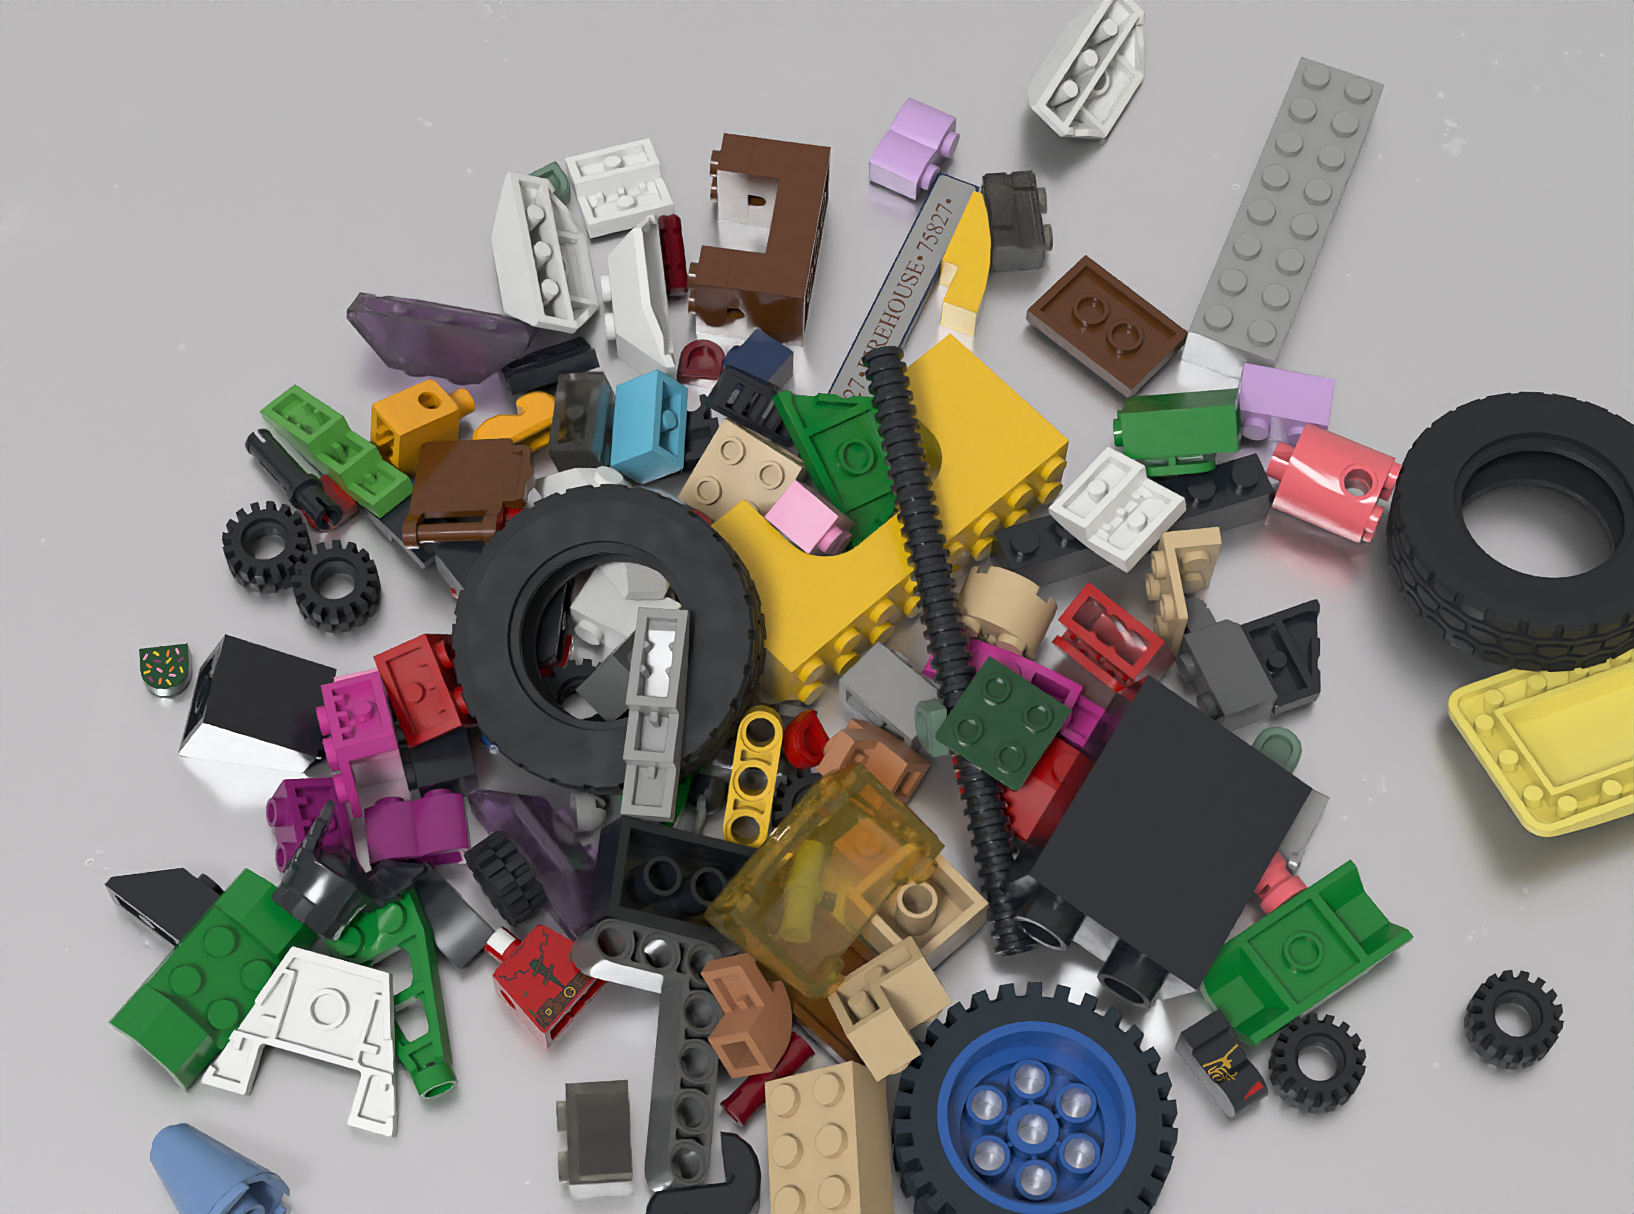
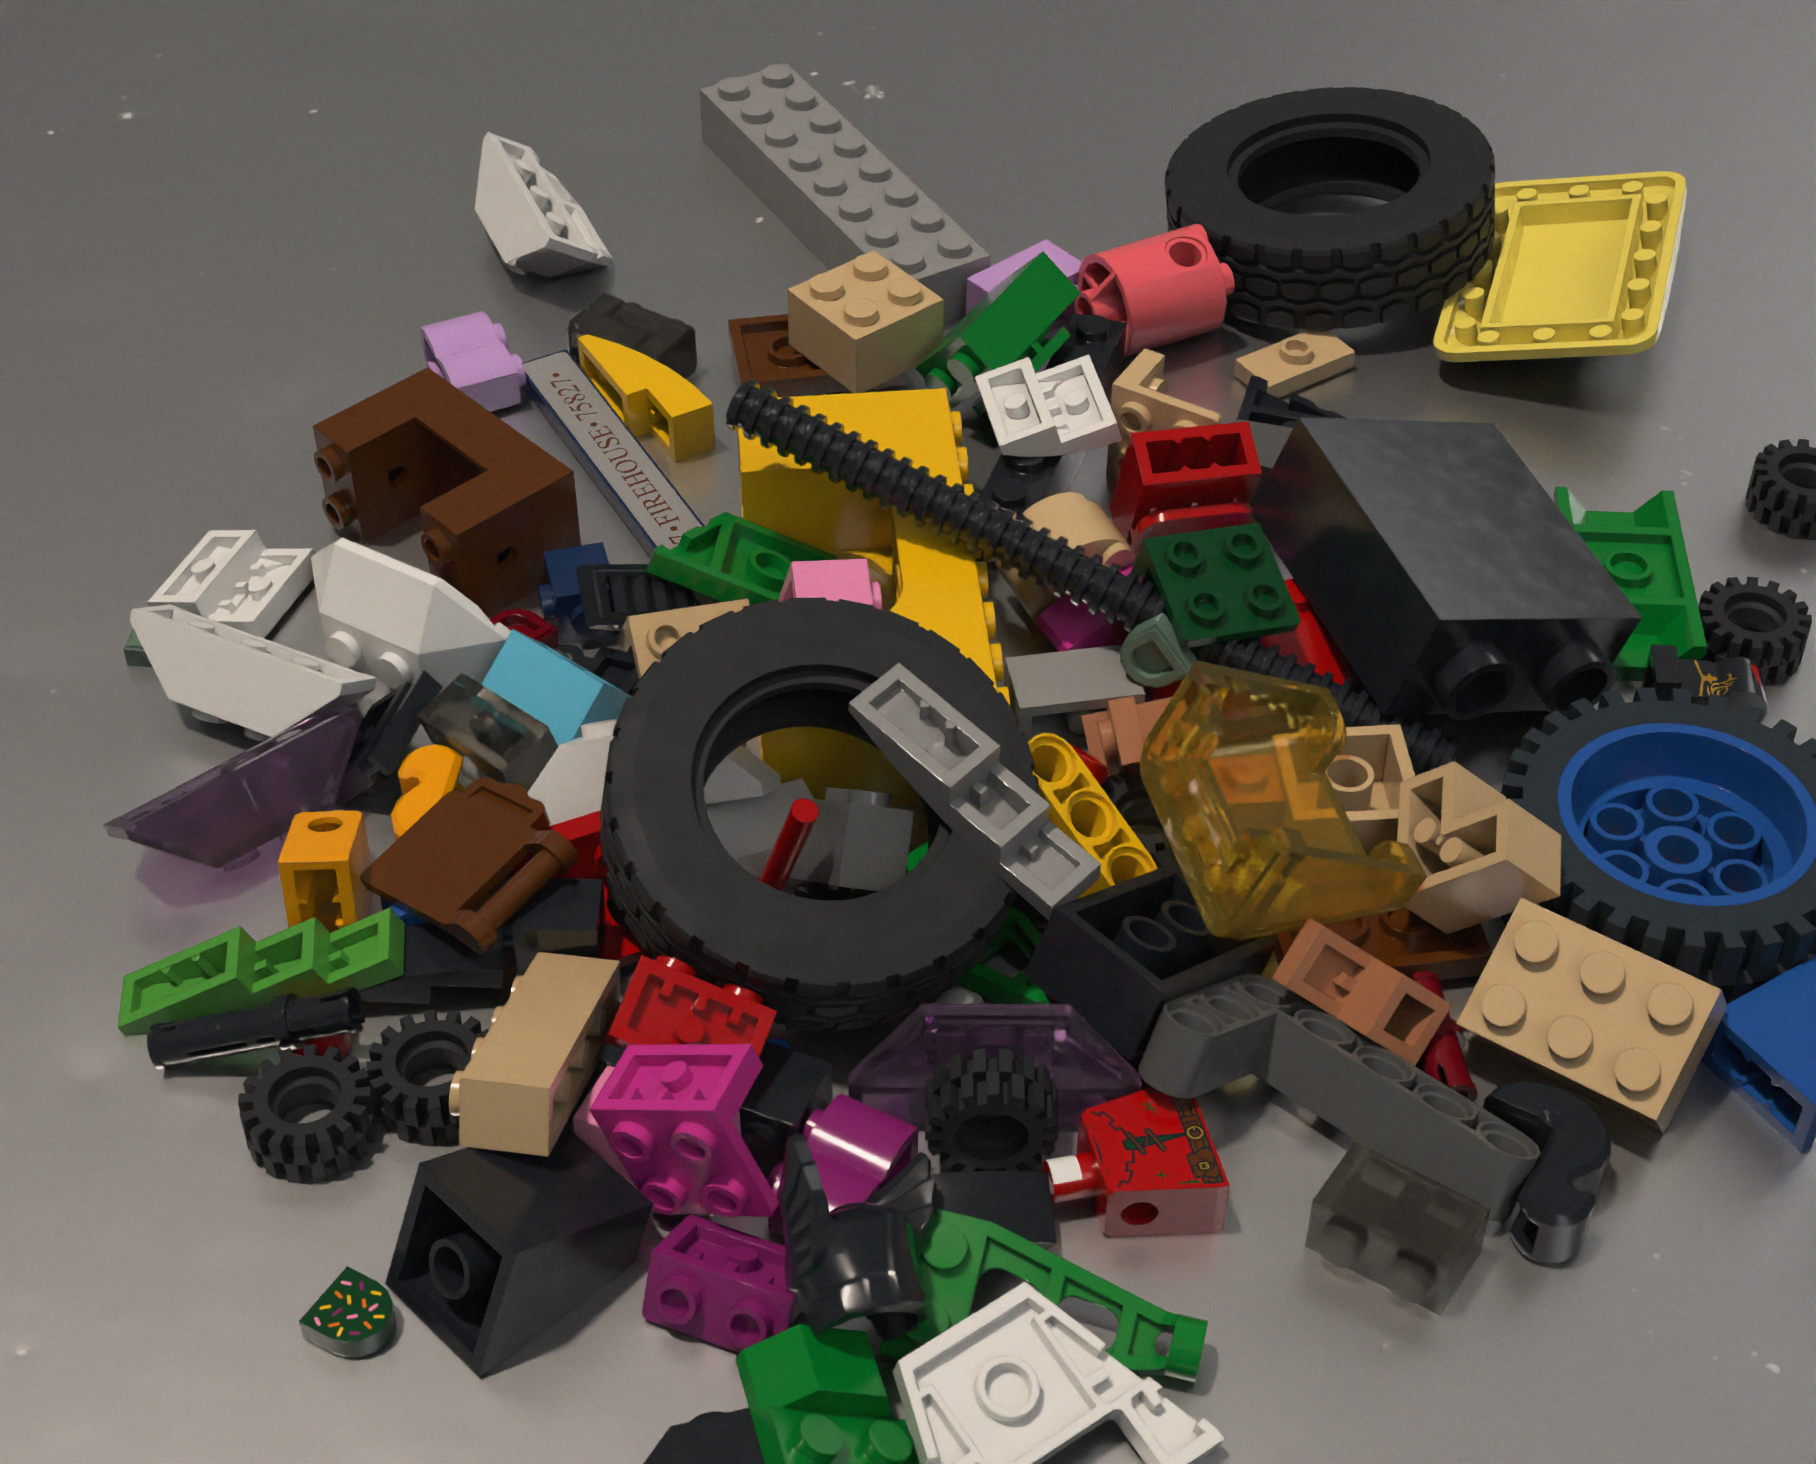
camera: 50 degrees left, 20 degrees down
(350, 629) = (536, 1055): none -> tan brick
(584, 644) = (789, 843): none -> red bar
(1131, 338) = (864, 321): none -> tan brick
(1369, 614) = (1296, 361): none -> tan plate

